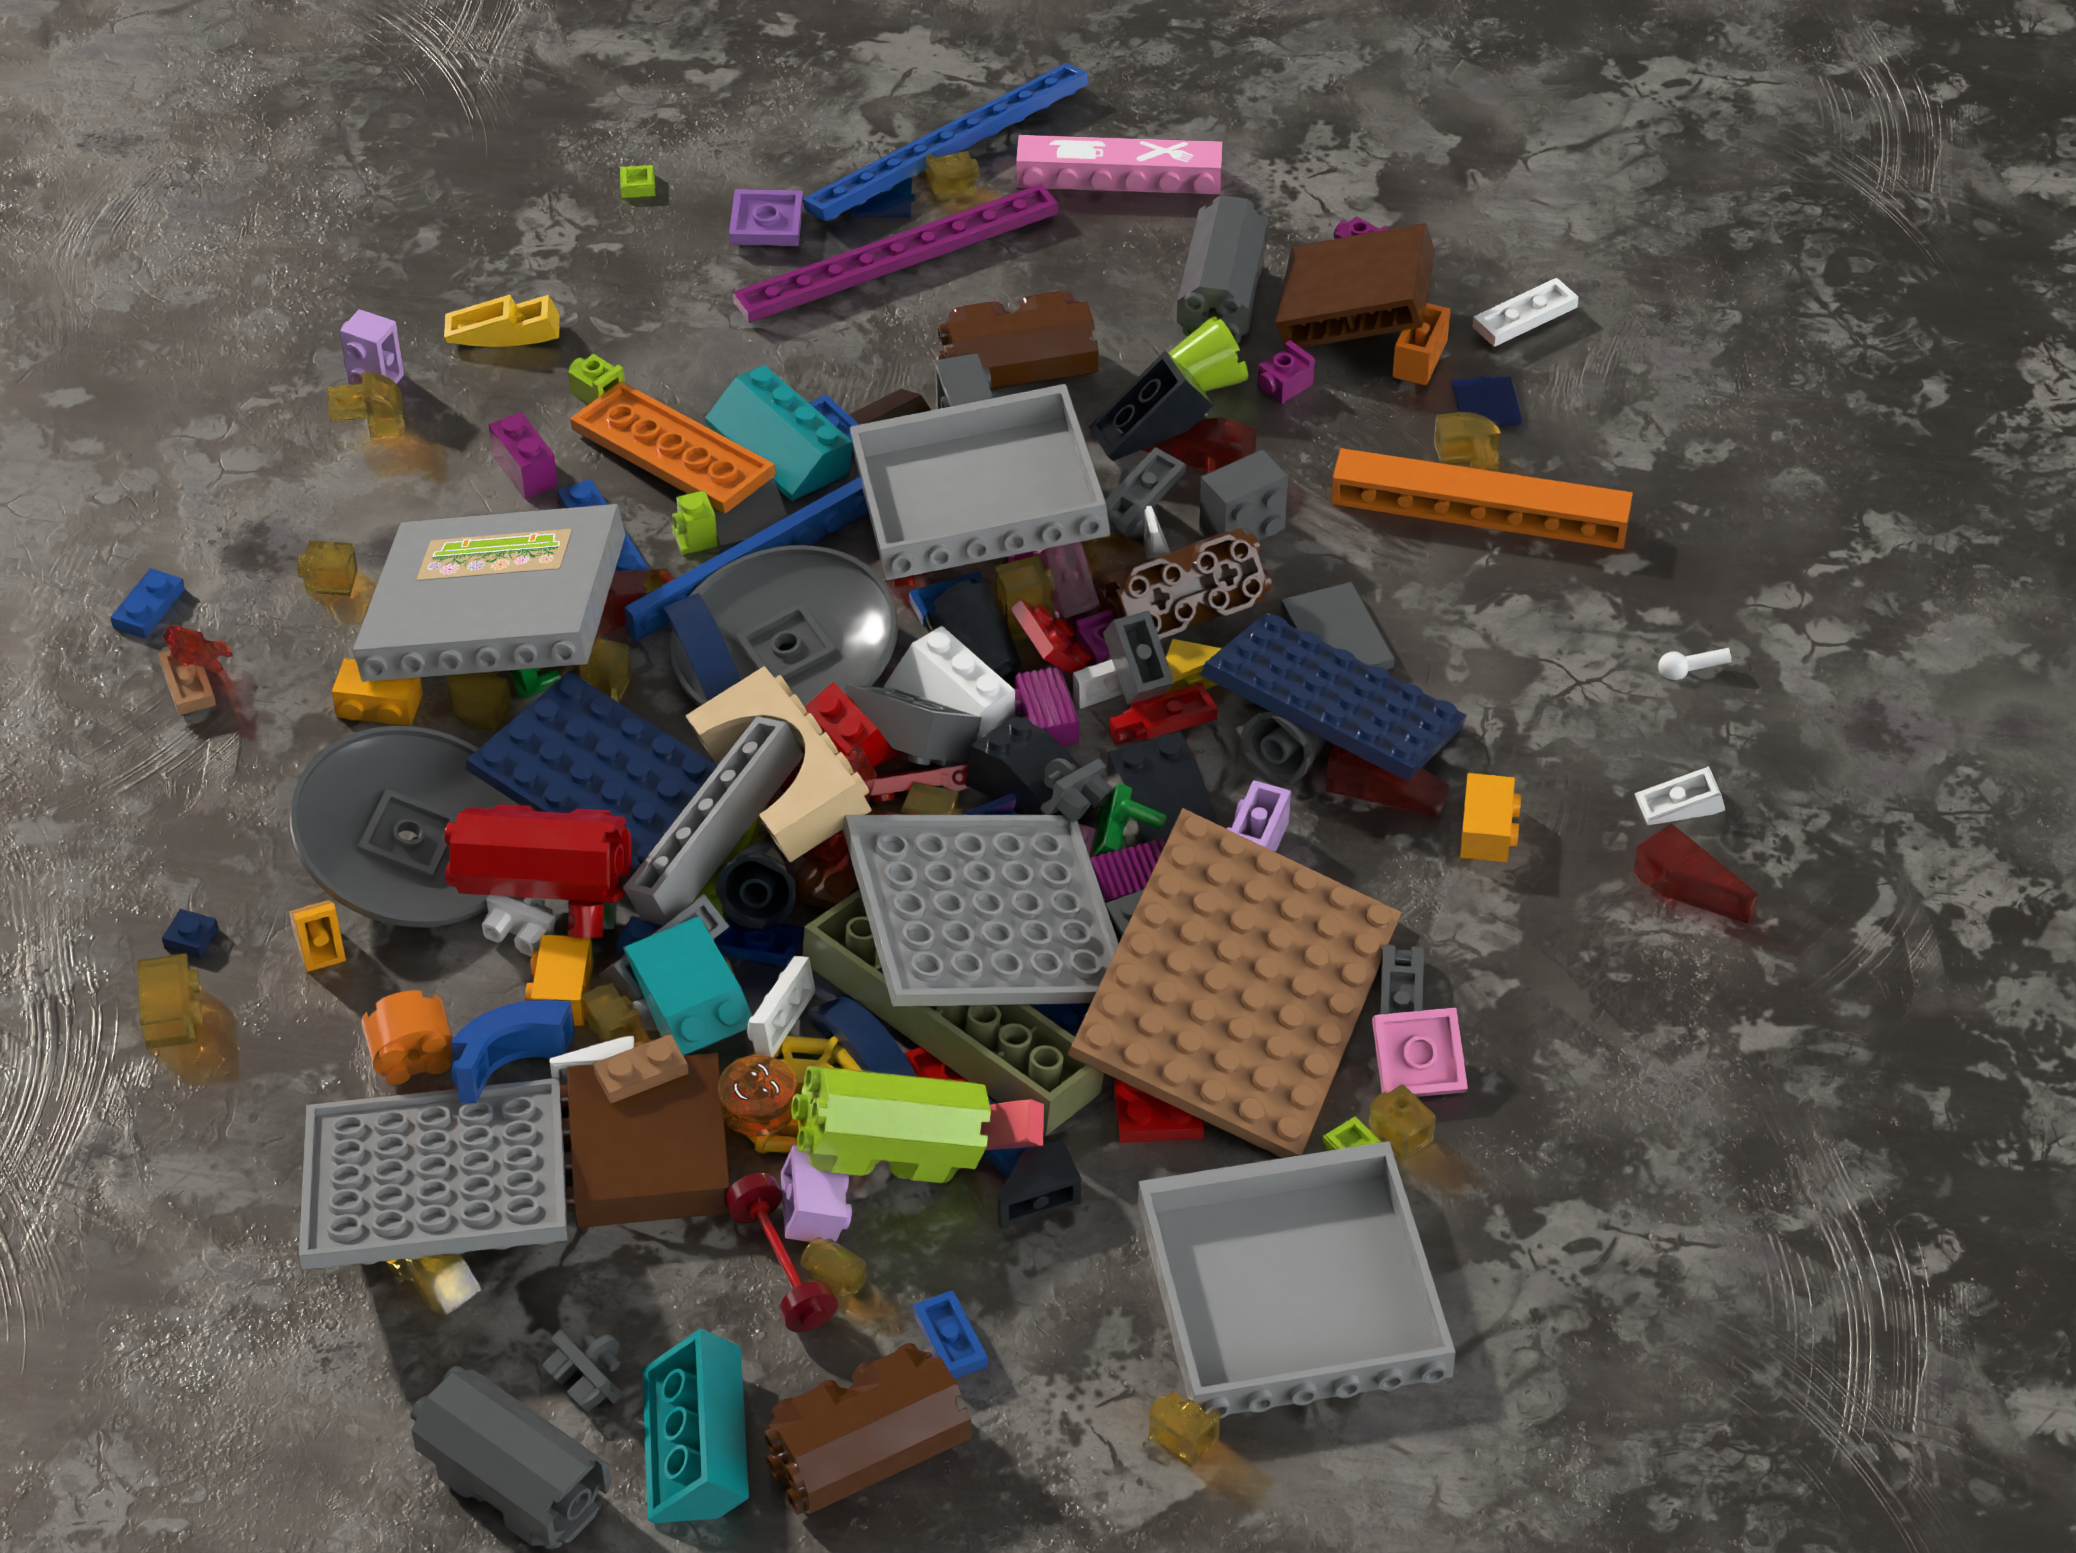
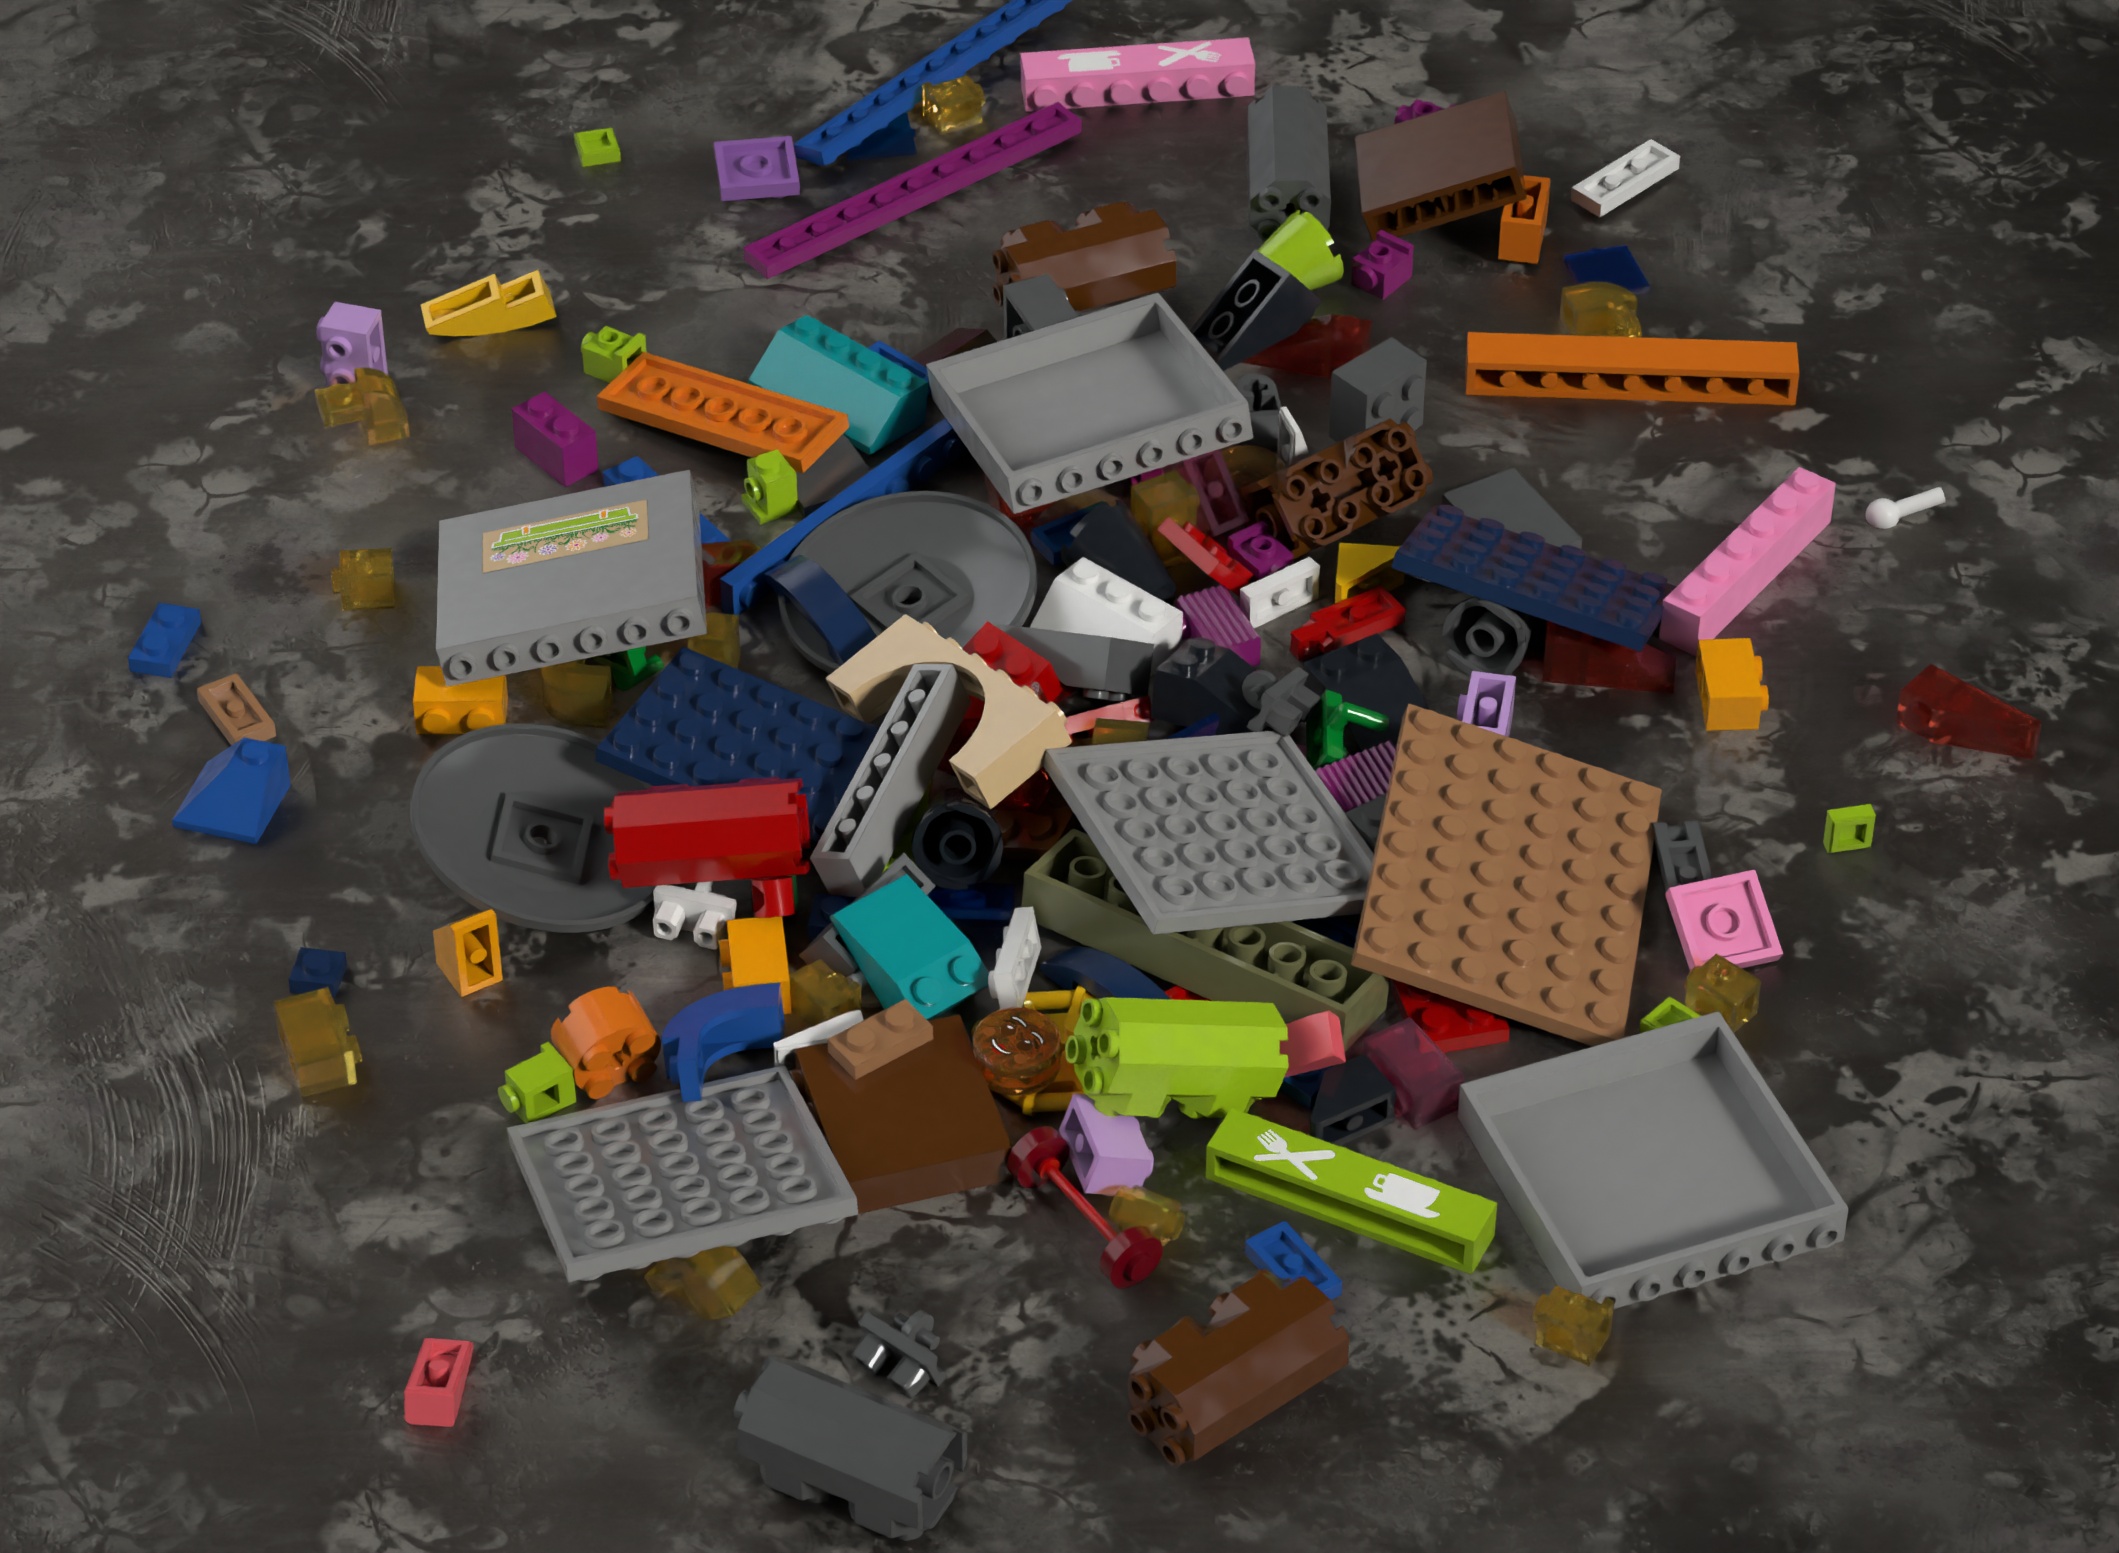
camera: 10 degrees left, 5 degrees down
(167, 755) = (237, 792): none -> blue slope
(185, 1337) = (437, 1382): none -> coral slope
(192, 648) = (238, 676): clear red plate -> none
(343, 1069) = (538, 1086): none -> lime brick
(695, 1430) = (1040, 1397): teal slope -> none
(1021, 1268) = (1351, 1190): none -> lime brick
(1104, 1161) = (1420, 1072): none -> clear pink brick
(1138, 657) = (1313, 561): dark grey brick -> none
(1143, 488) = (1271, 389): dark grey plate -> none
(1535, 699) = (1747, 560): none -> bright pink brick
(1559, 973) = (1849, 828): none -> lime tile
(1681, 798) = (1931, 641): white slope -> none

